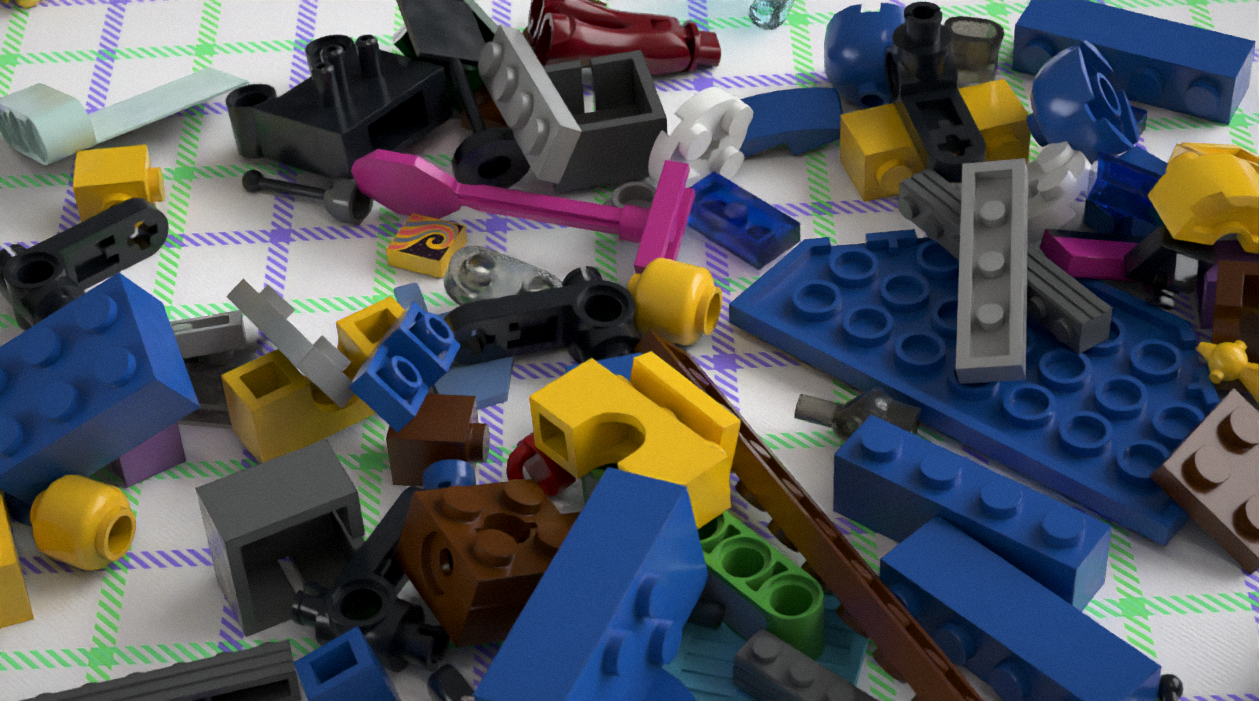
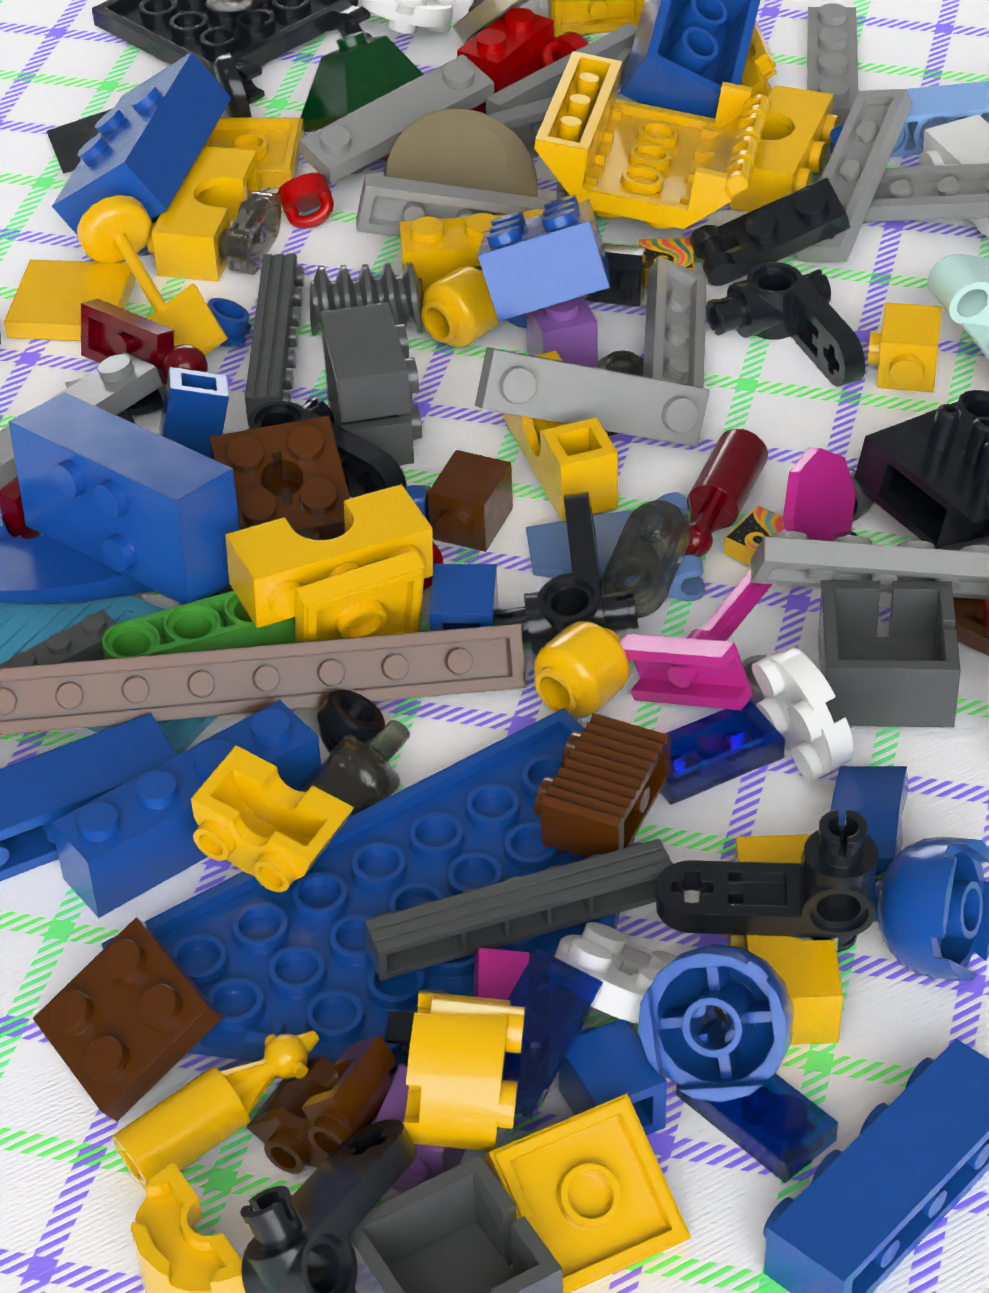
camera: 105 degrees right, 0 degrees up
(74, 613) = (402, 294): none -> dark grey piece
(362, 273) = (723, 486): none -> dark red wheel
(405, 365) = (508, 443): blue slope -> none
(803, 439) = (348, 714): none -> black tile
(849, 227) = (603, 787): none -> reddish brown brick
(976, 48) = (875, 955): clear smoke piece -> none
(993, 272) = (473, 864): light grey plate -> none
(1000, 411) = (262, 822): none -> yellow cylinder

